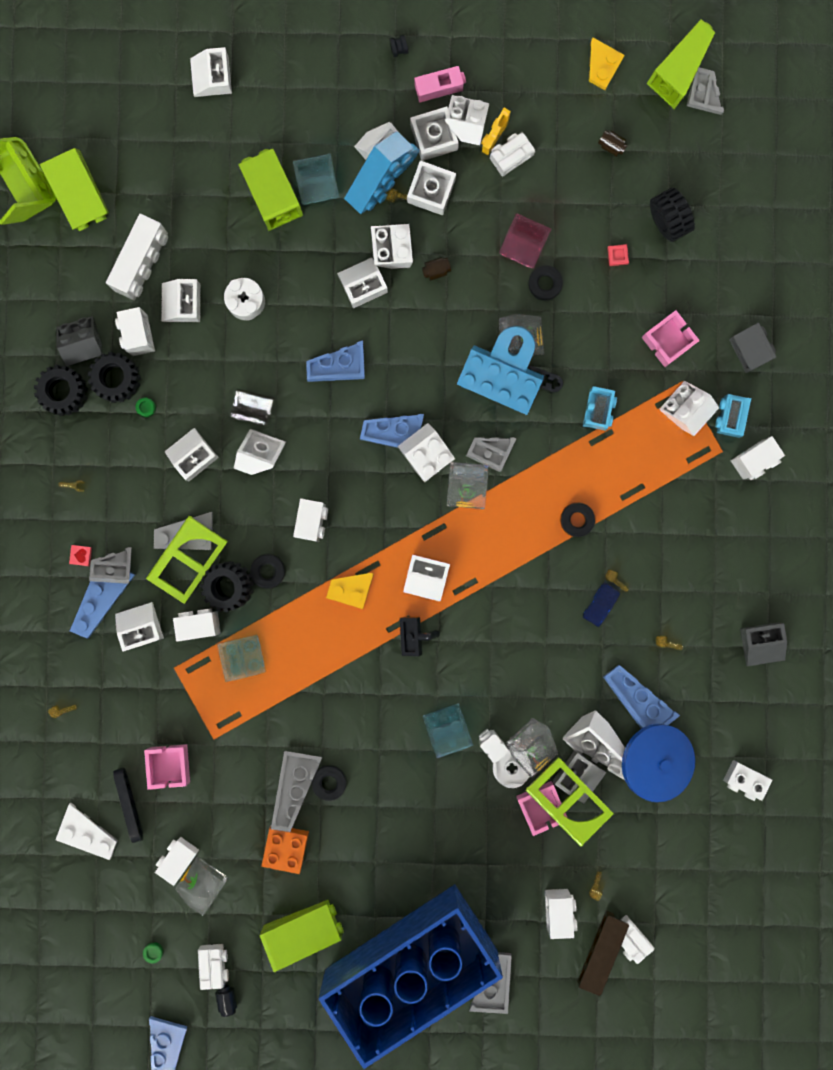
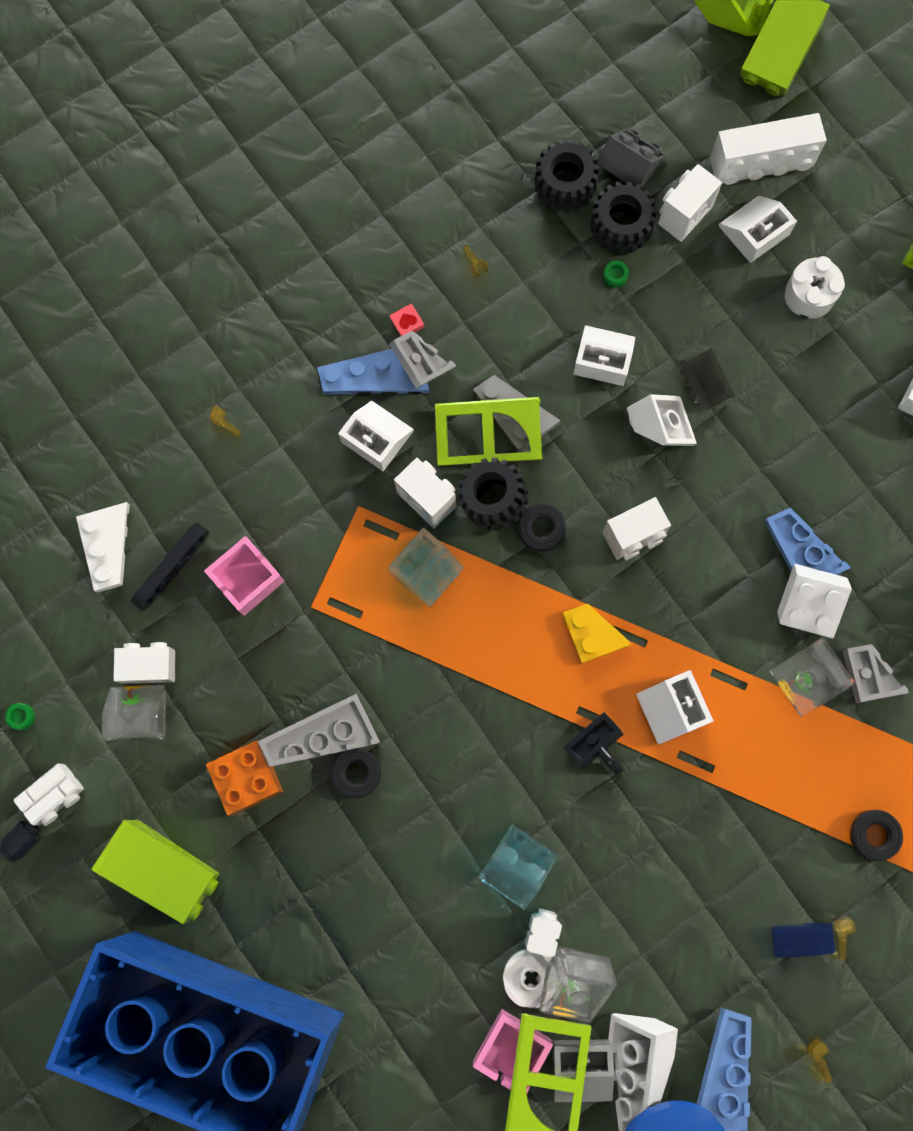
camera: 55 degrees right, 10 degrees down
(339, 365) = (828, 441): medium blue wing -> none

